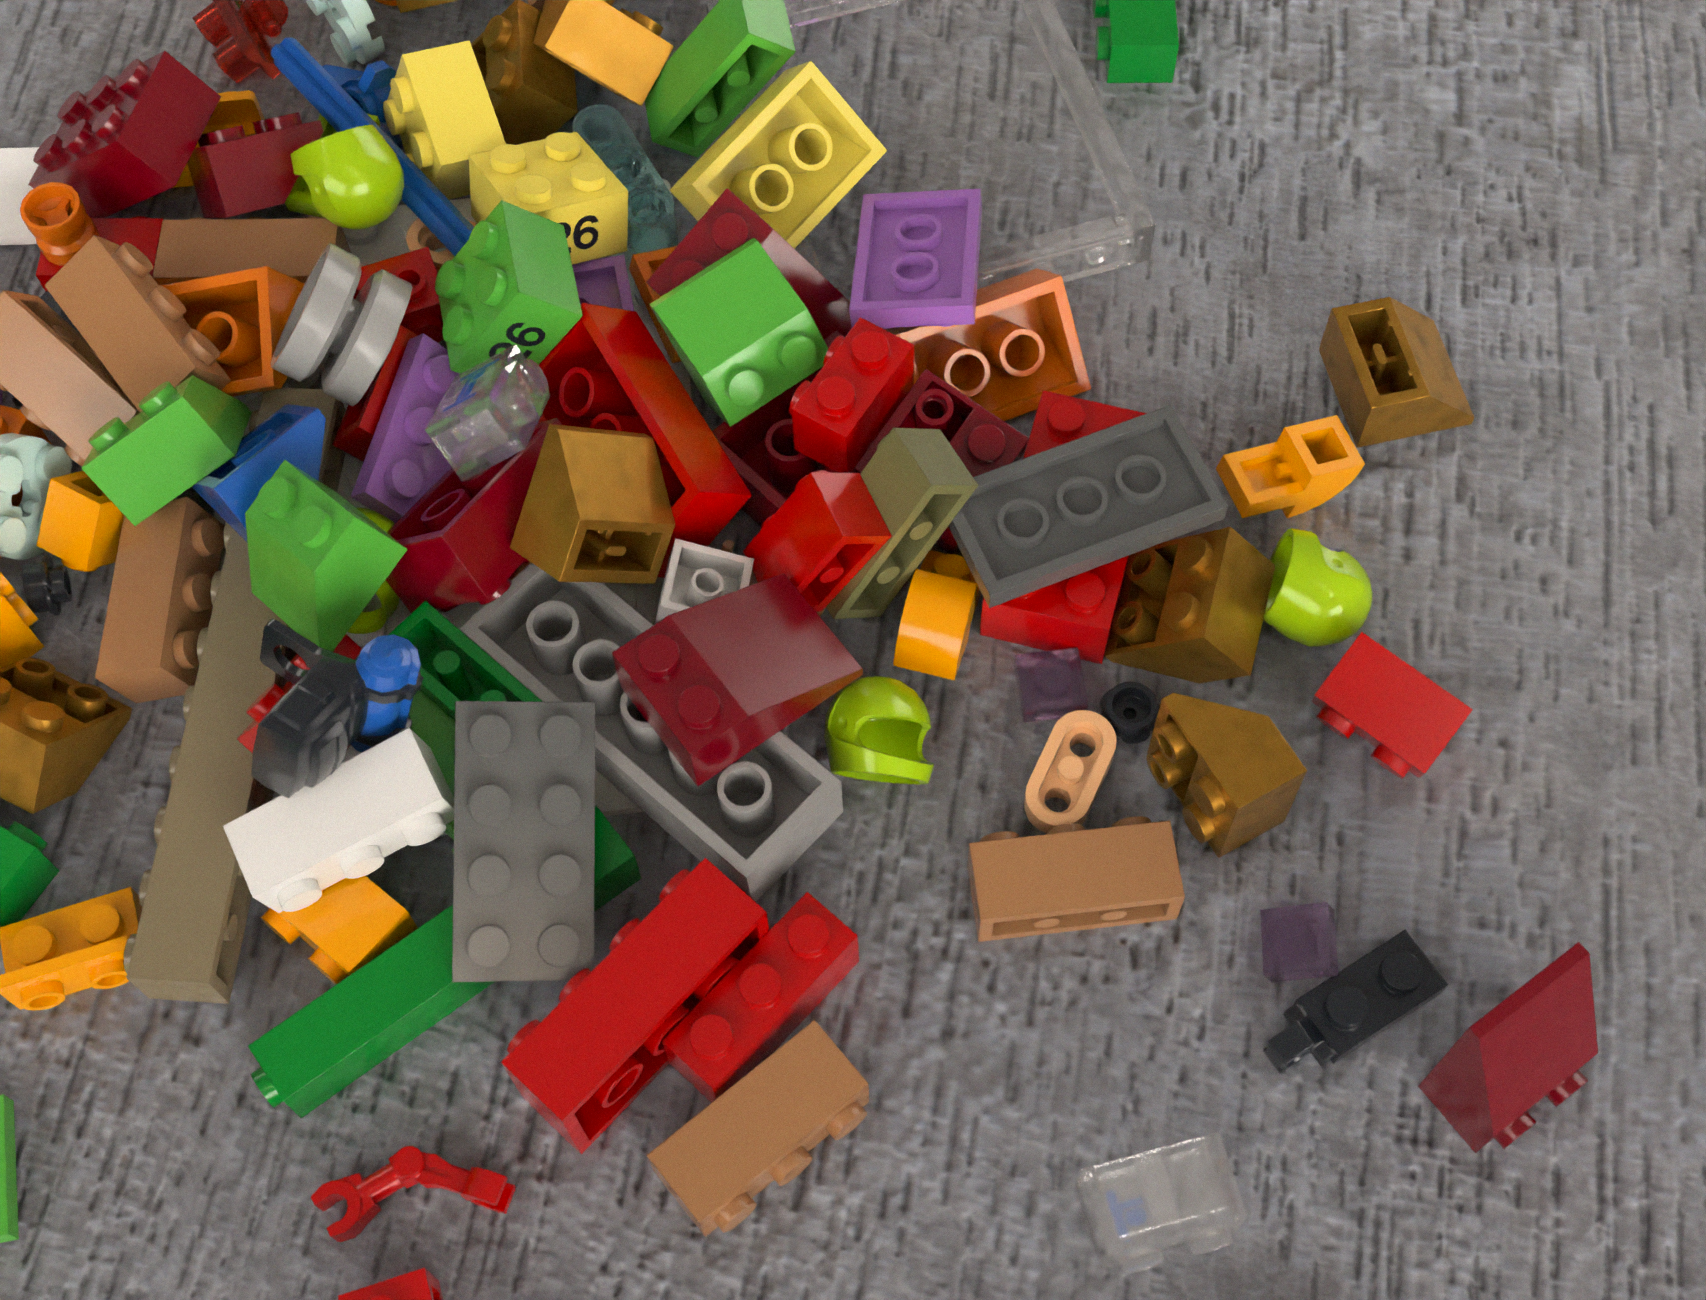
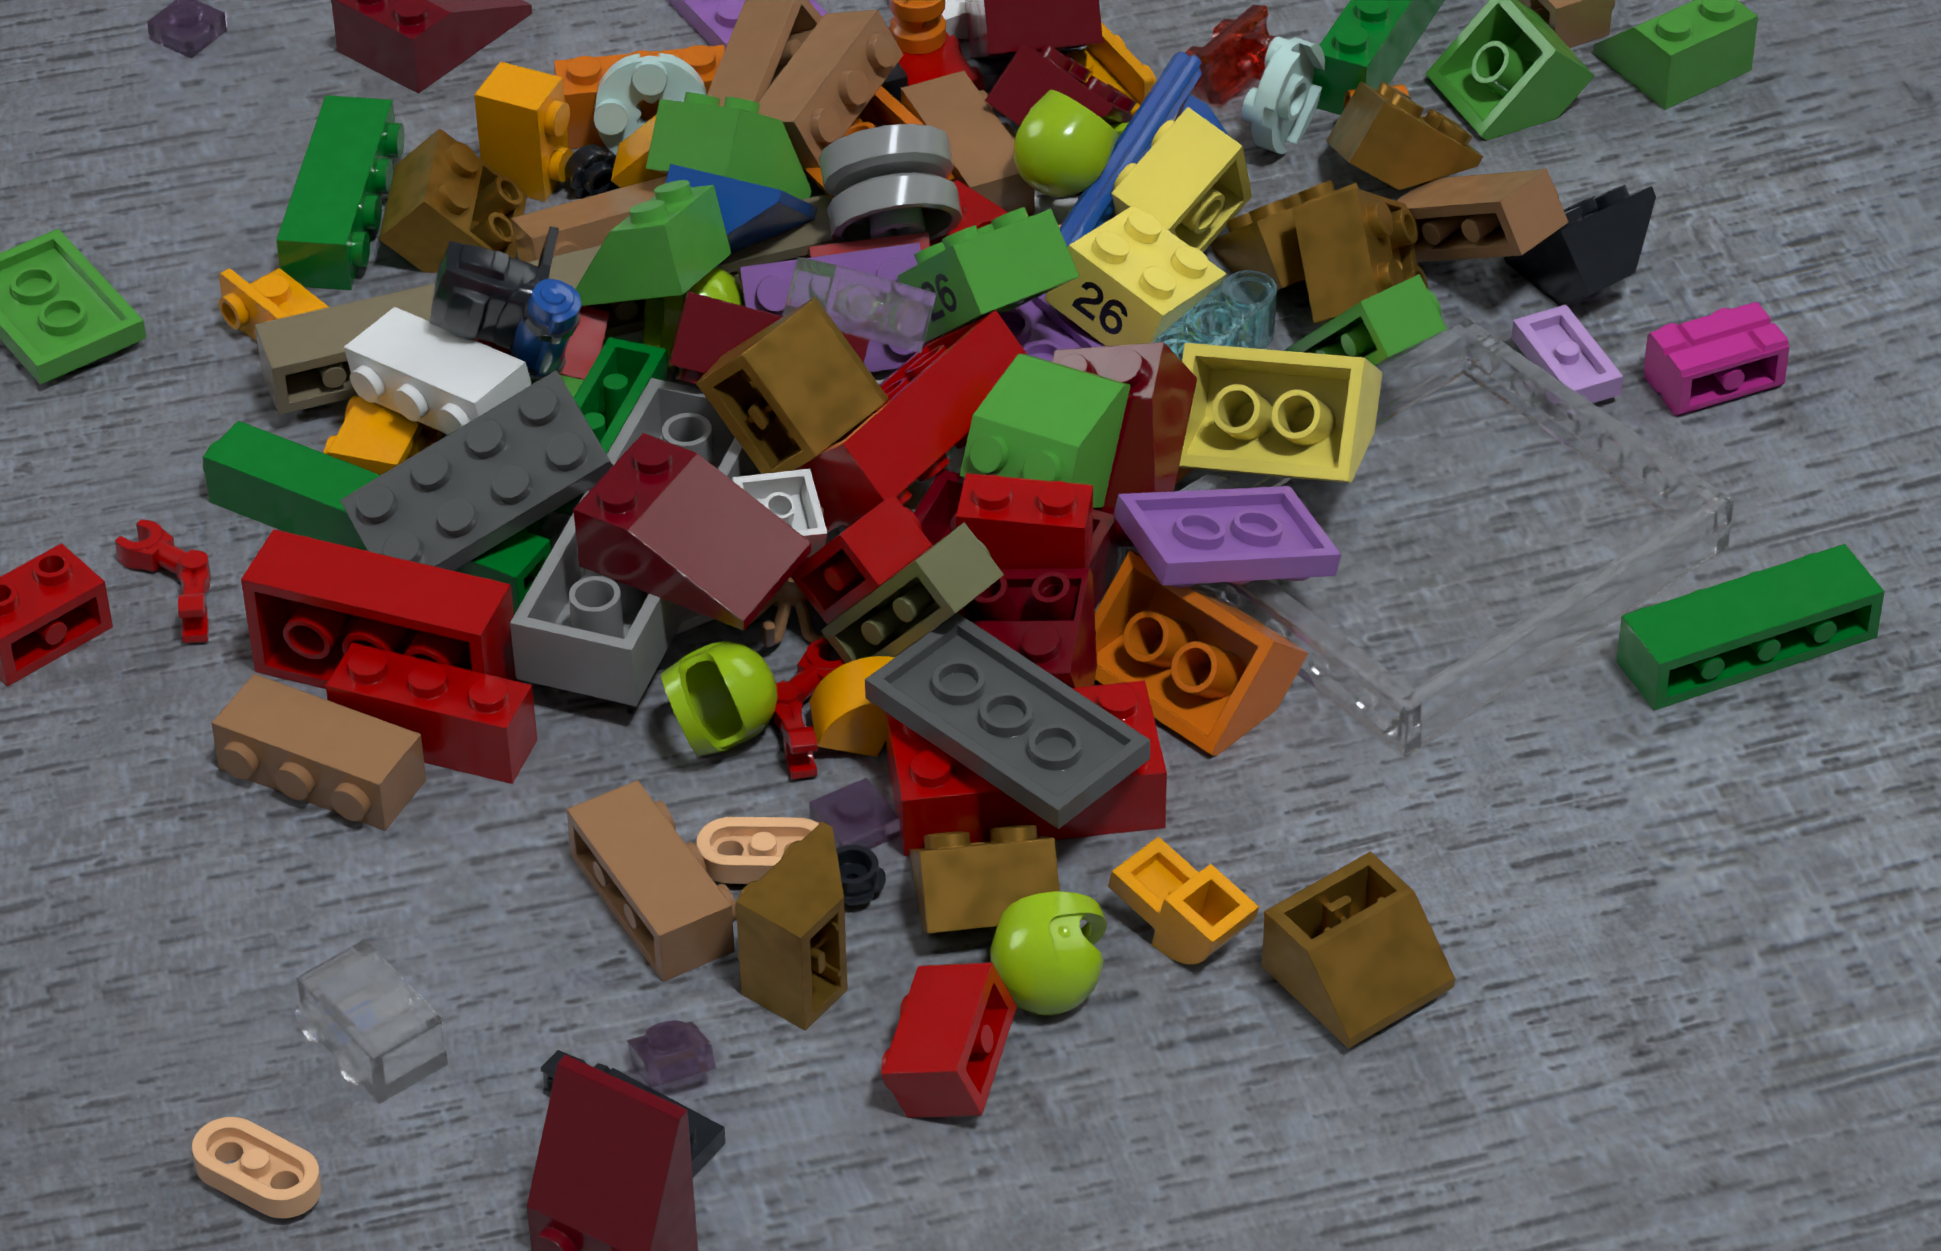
camera: 65 degrees right, 20 degrees down
(949, 694) = (798, 739): none -> red piece

